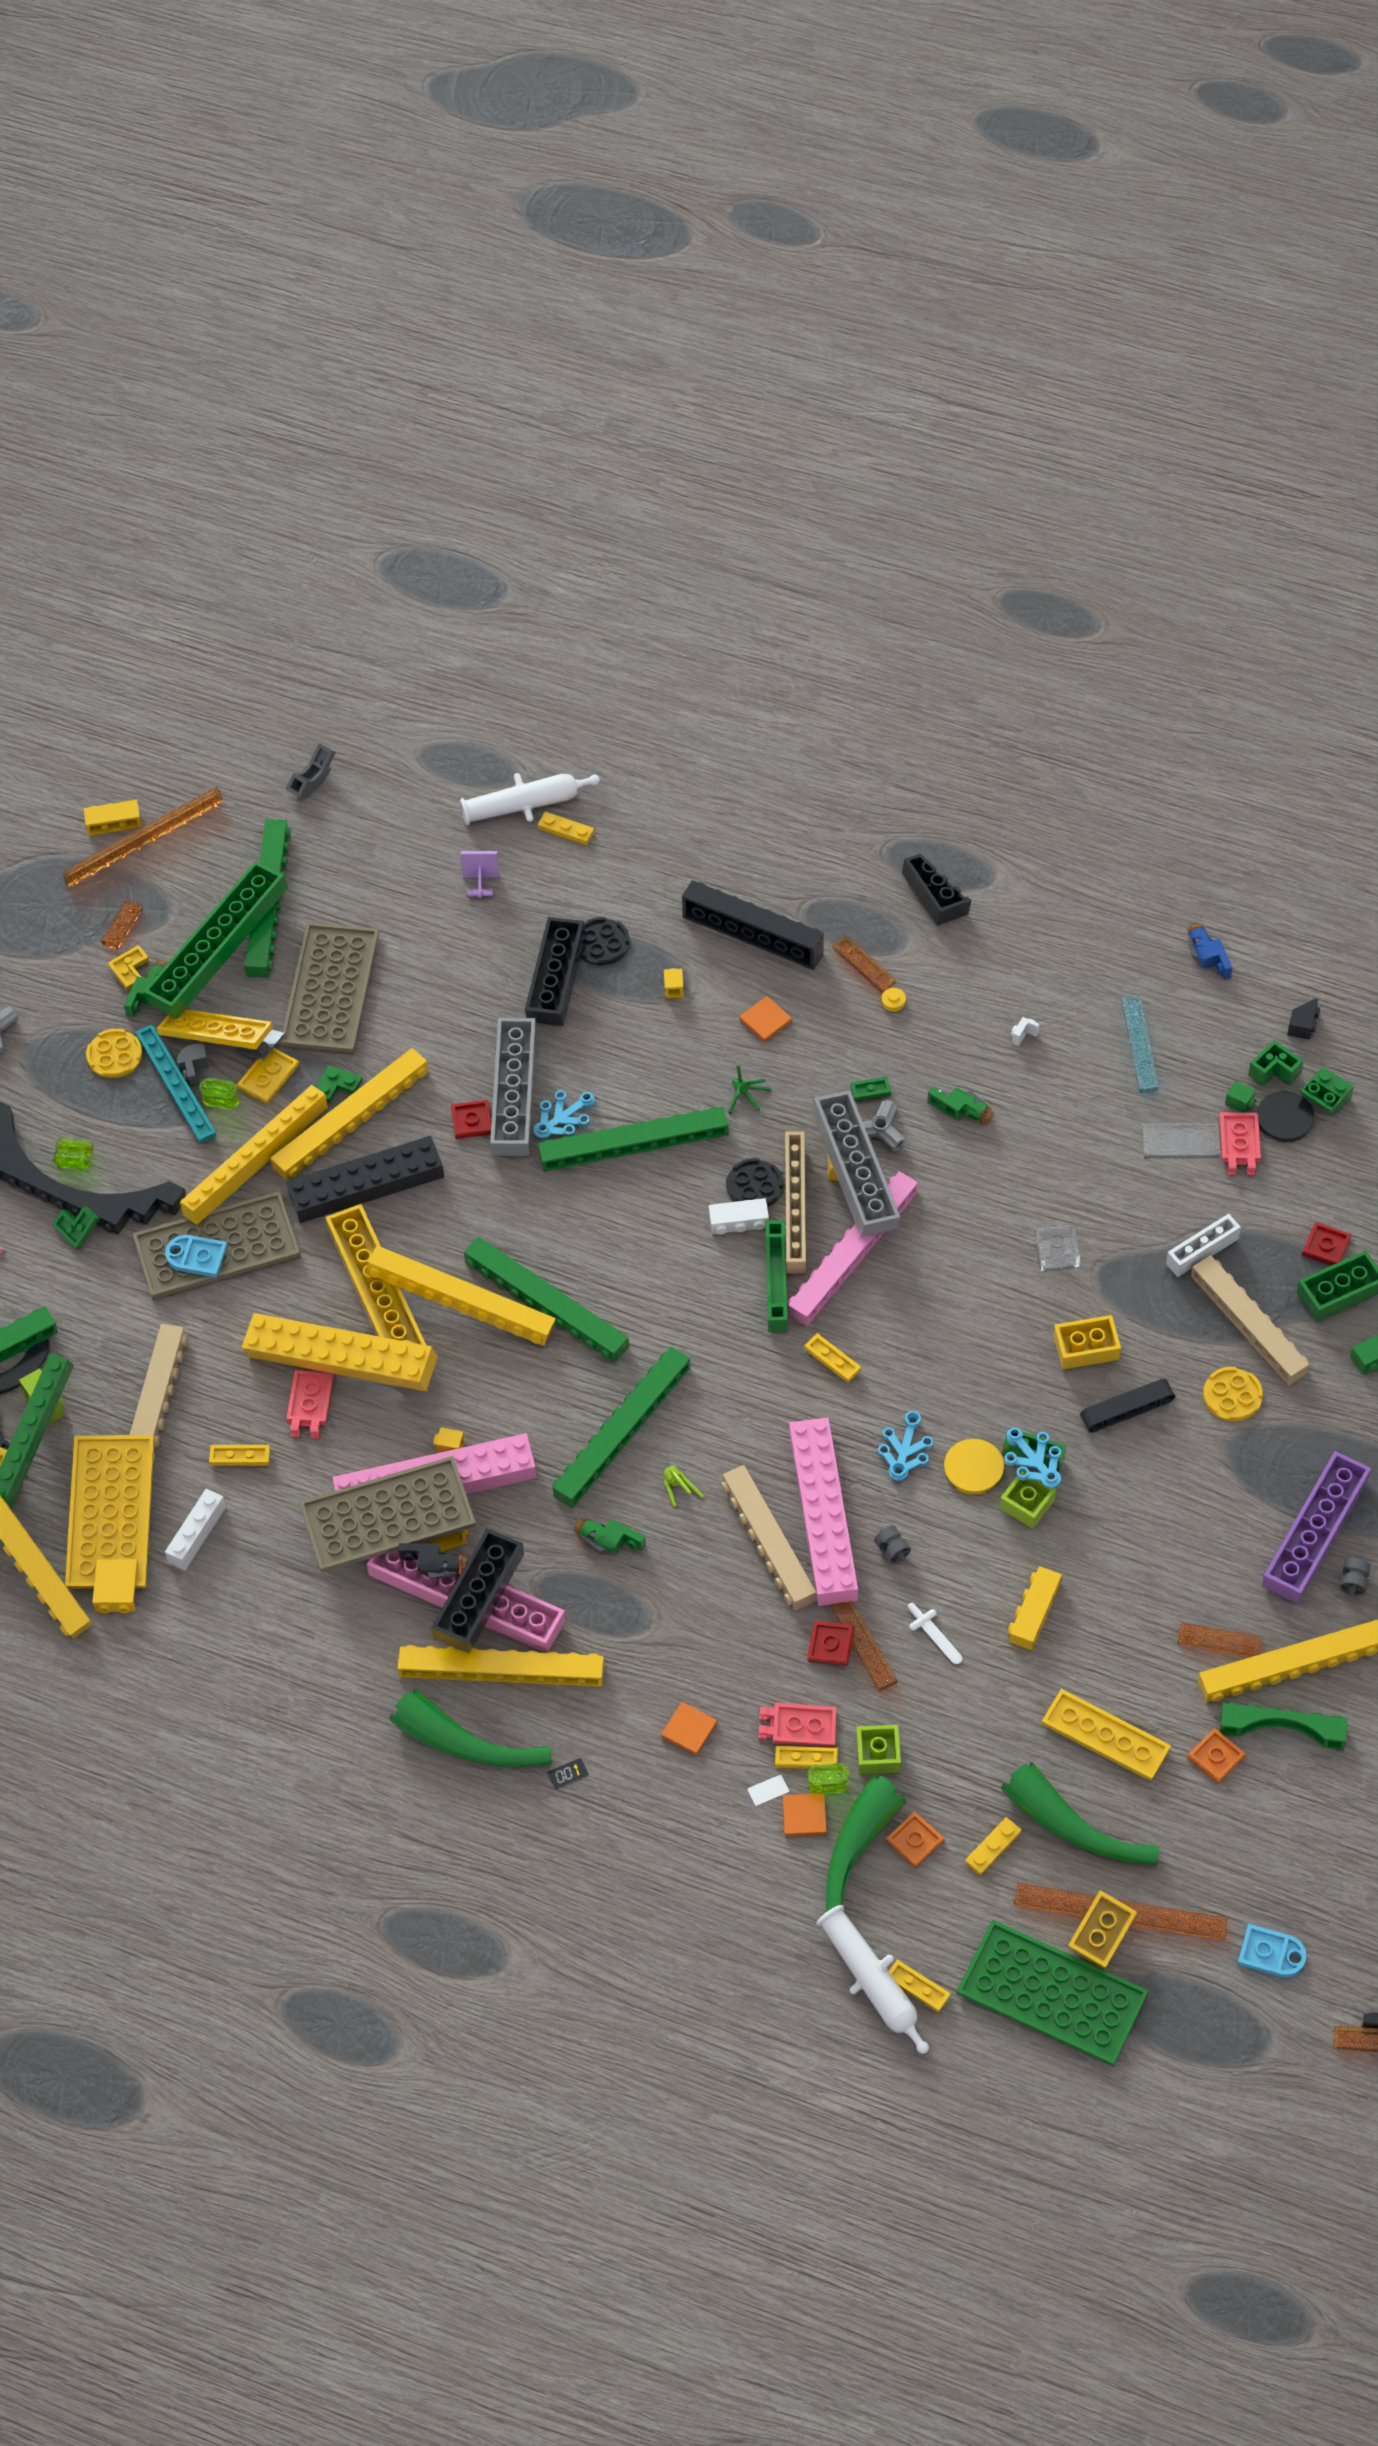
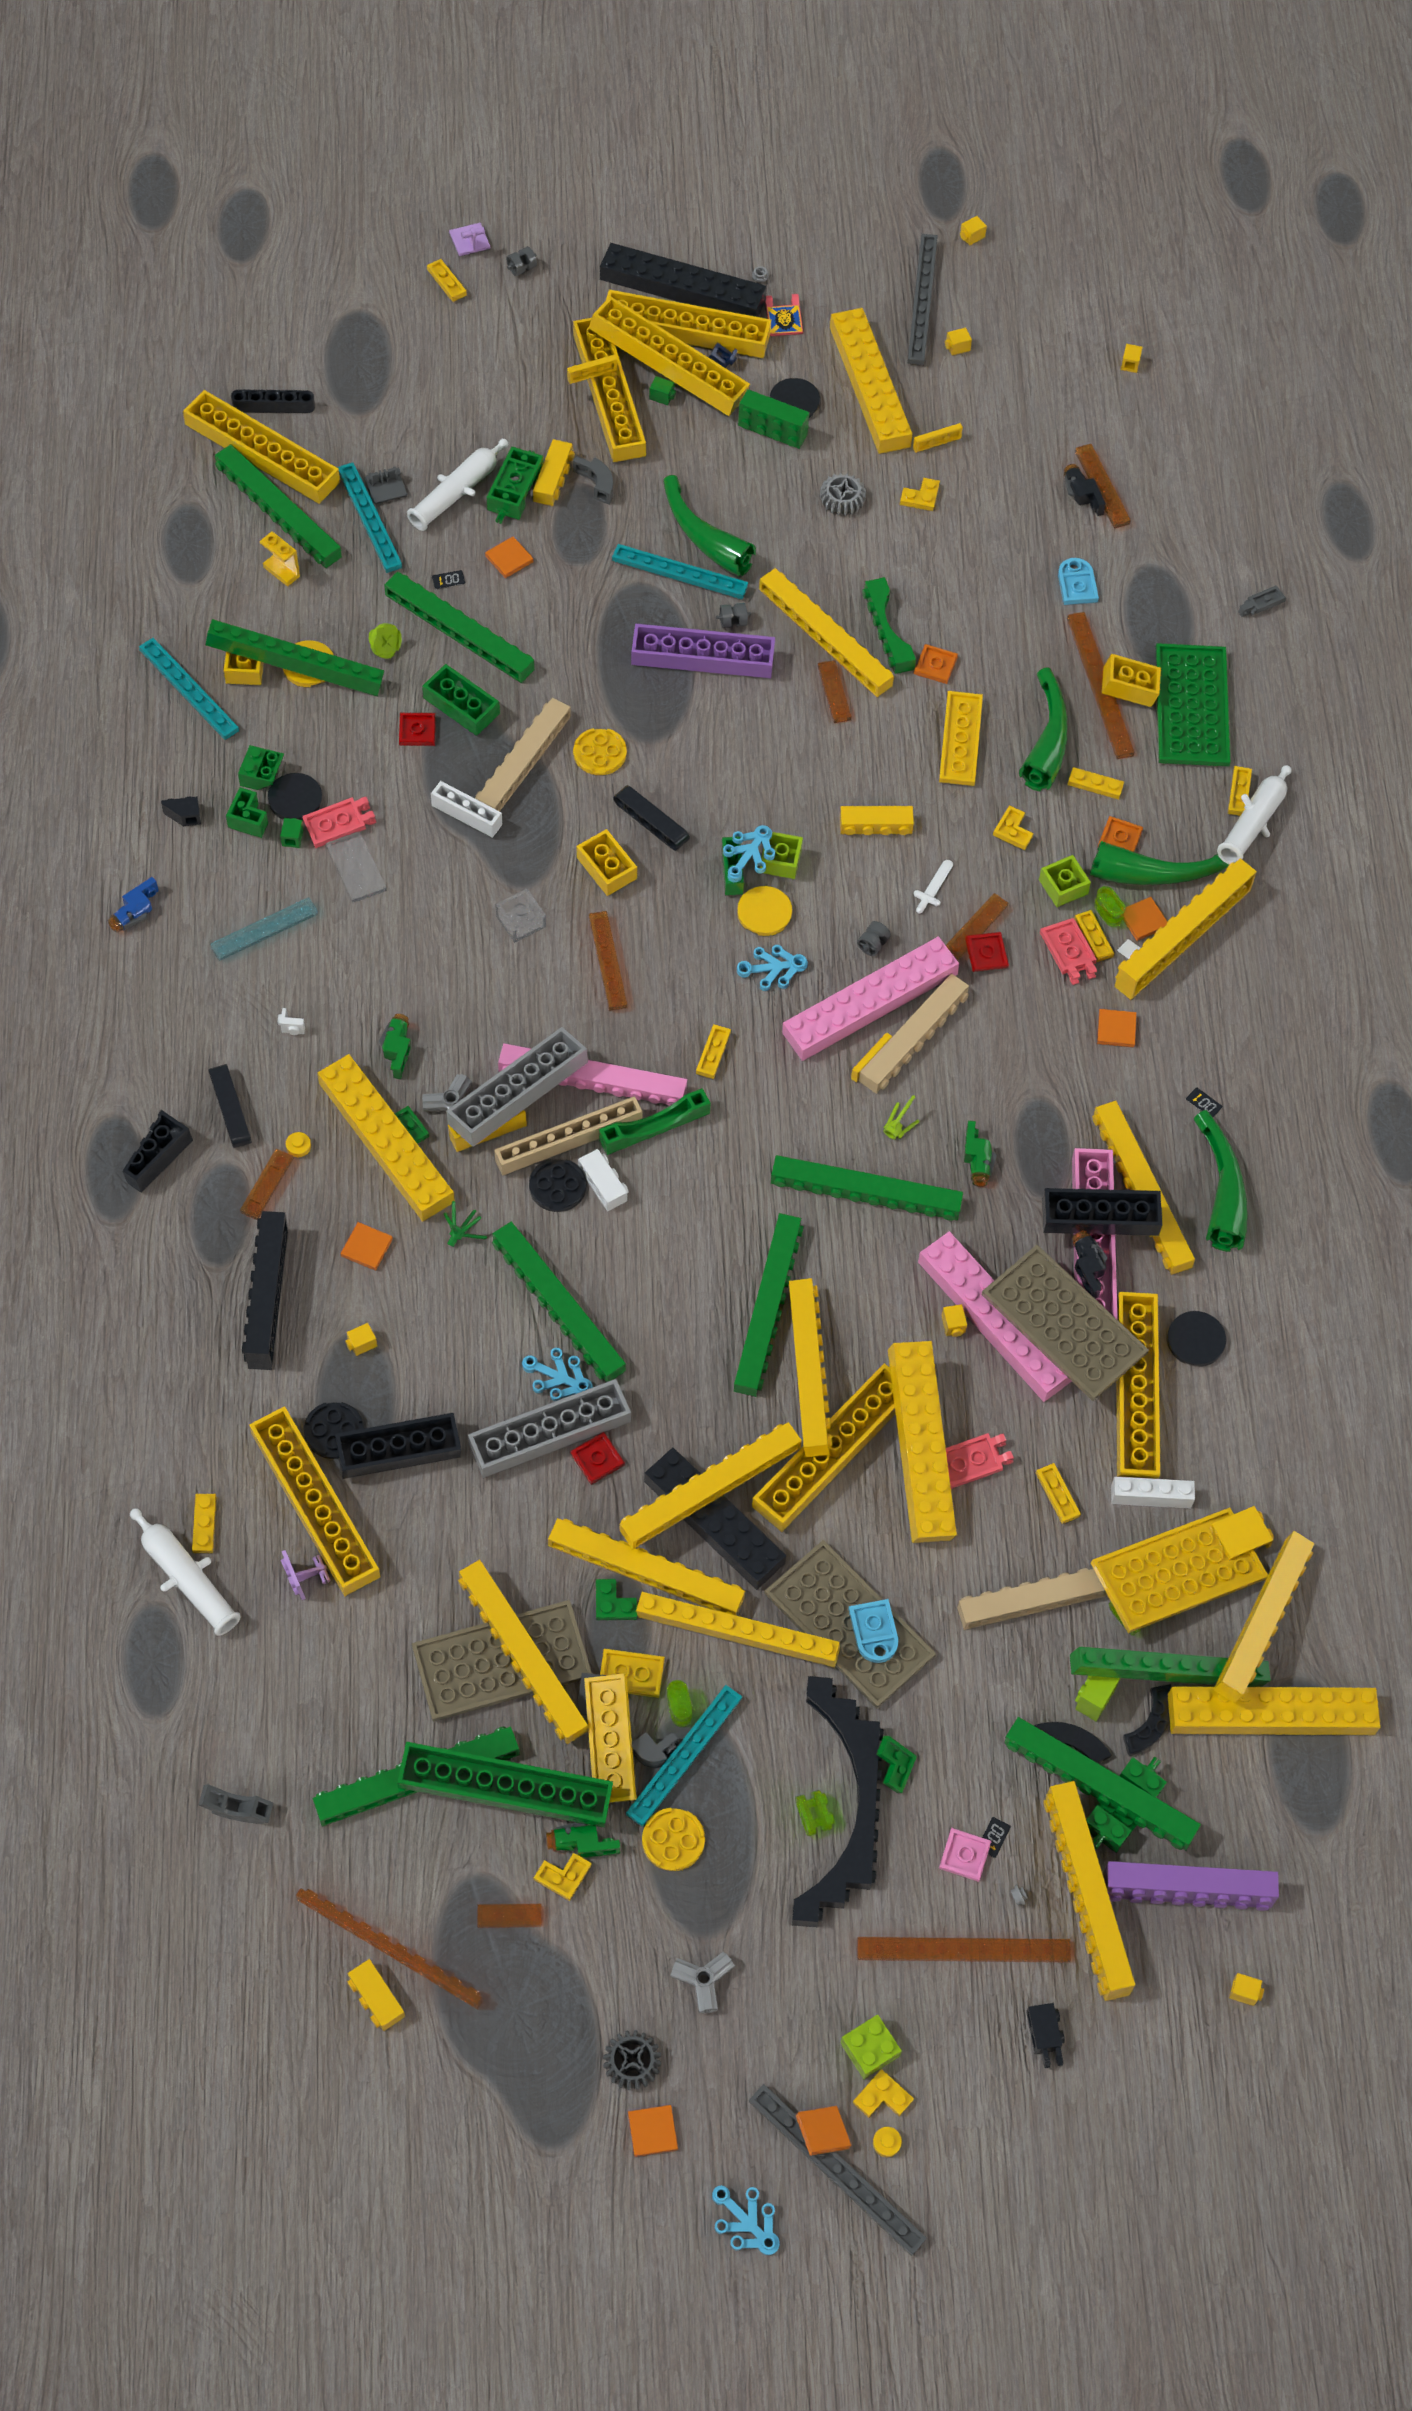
camera: 120 degrees left, 5 degrees up
(295, 1561) = (1139, 1391): none -> yellow brick
(324, 995) = (523, 1652): none -> yellow brick
(324, 1643) = (1196, 1338): none -> black tile
(385, 1170) = (710, 1485): none -> yellow brick
(539, 899) = (314, 1501): none -> yellow brick
(761, 1486) = (867, 1058): none -> yellow tile
(766, 1837) = (1185, 928): none -> yellow brick
(892, 1057) = (386, 1137): none -> yellow brick
(958, 960) = (230, 1106): none -> black beam
(969, 1730) = (1009, 829): none -> yellow plate
(976, 1307) = (608, 960): none -> clear orange plate
(1163, 2140) = (1262, 601): none -> dark grey hinge

